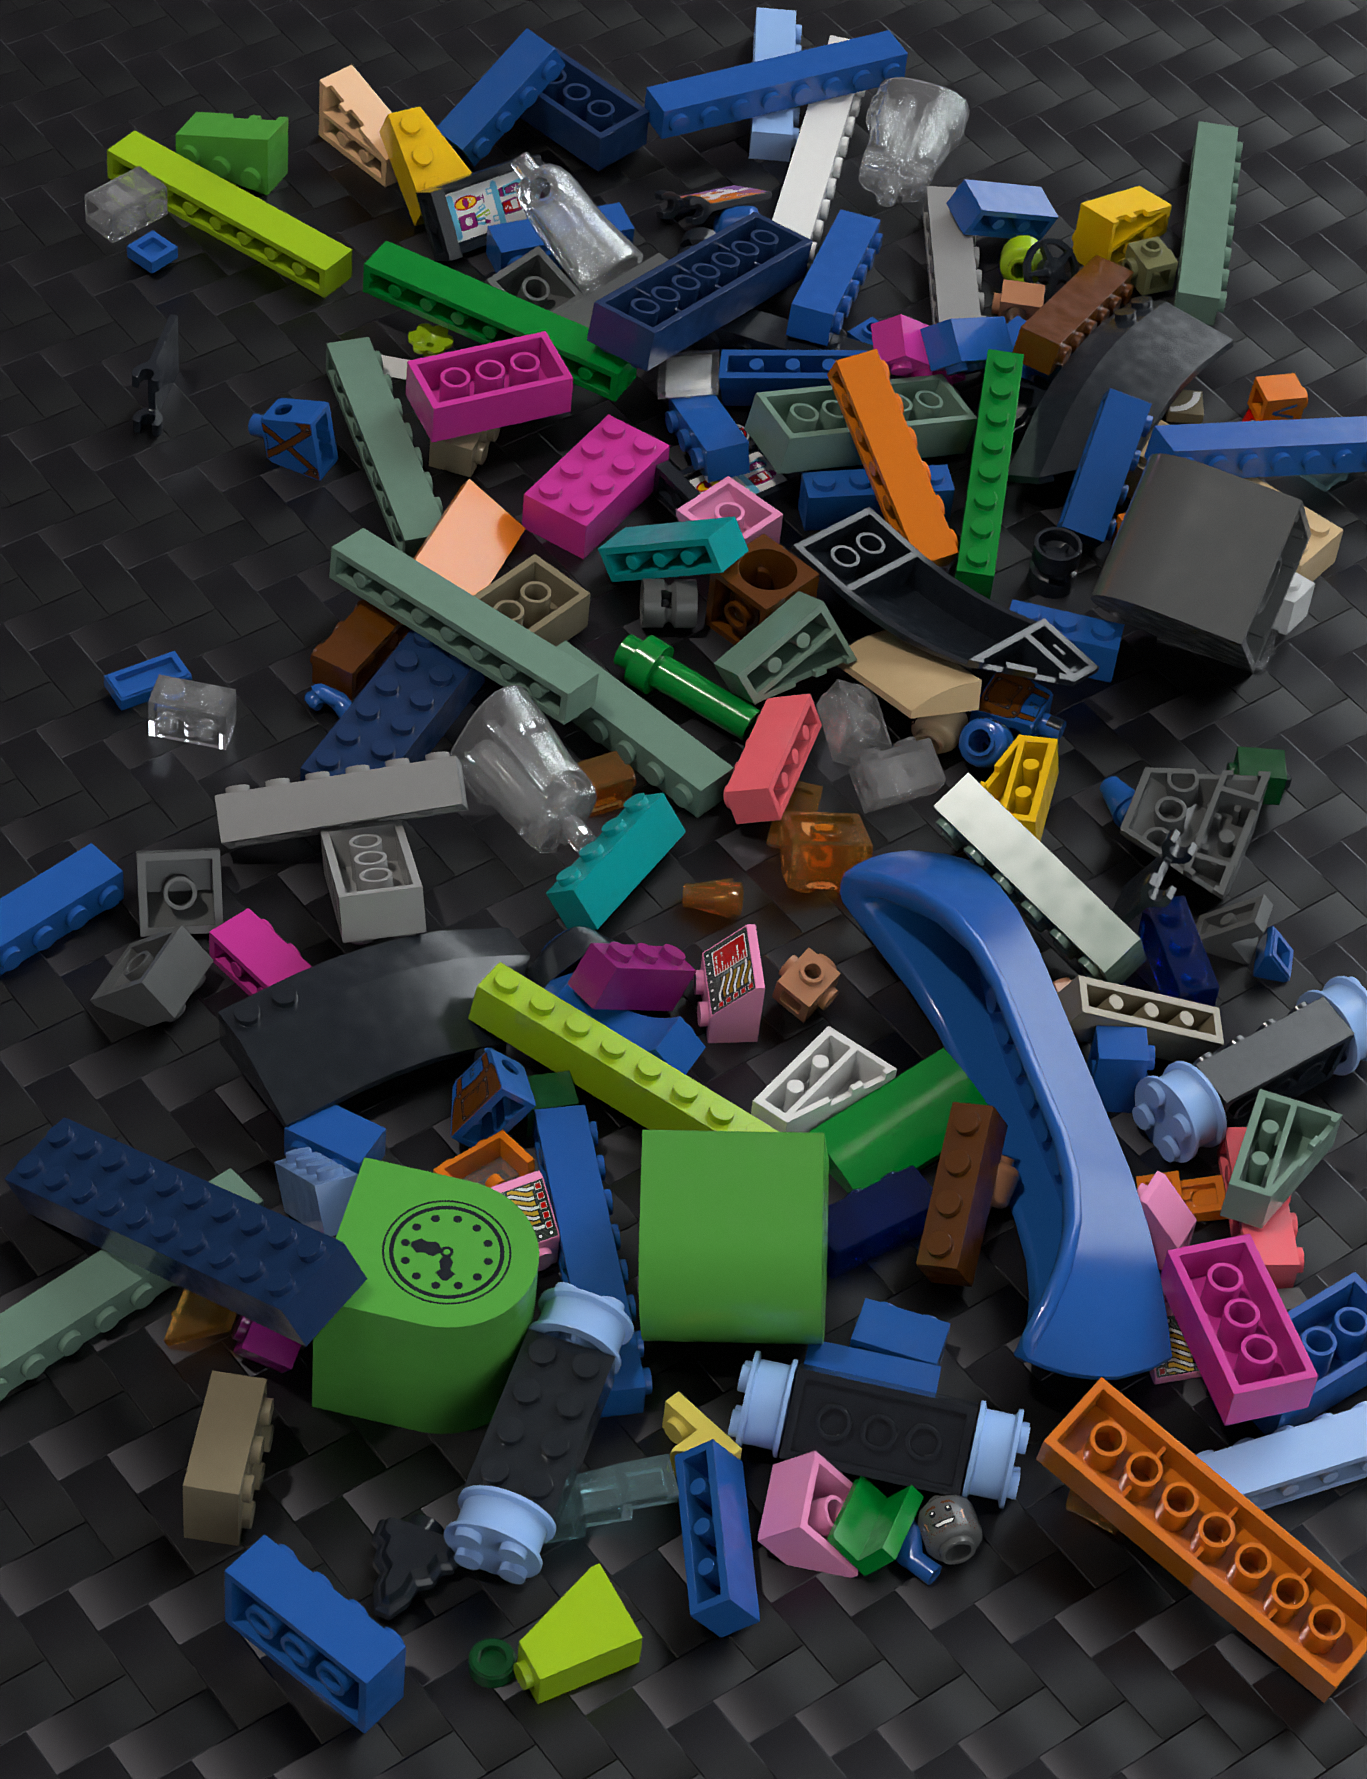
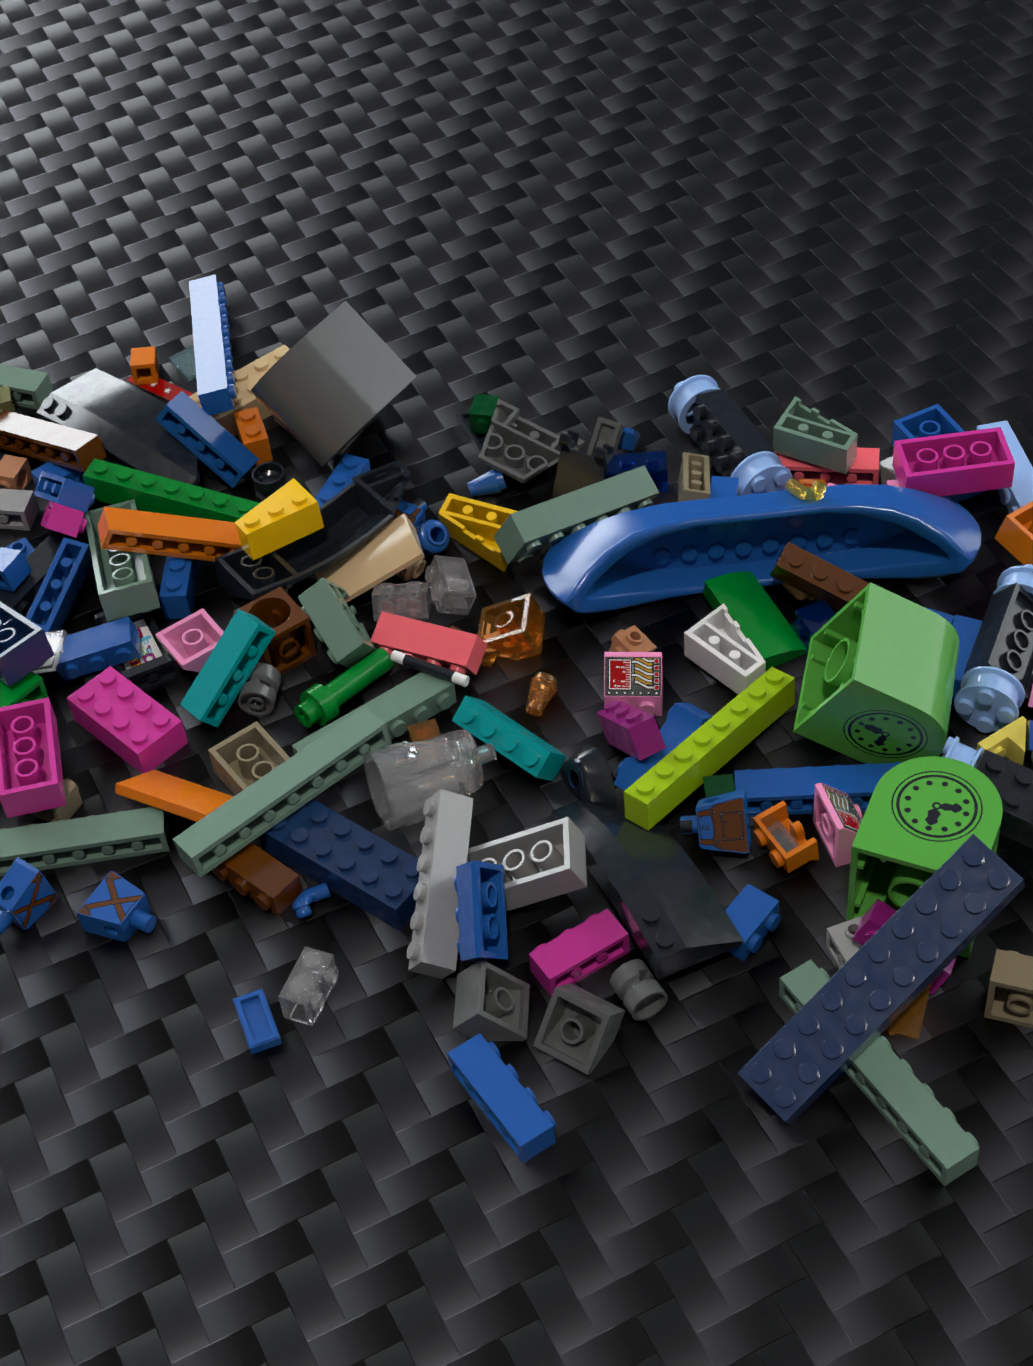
camera: 70 degrees left, 0 degrees up
(198, 1031) = (638, 990): none -> dark grey wheel
(283, 834) = (481, 912): none -> blue slope
(297, 525) = (116, 910): none -> blue torso
(314, 1189) = (827, 911): medium blue brick -> none
(717, 759) = (430, 668): none -> black bar
(940, 552) = (279, 520): none -> yellow wedge
(1087, 1109) = (802, 492): none -> clear yellow arm

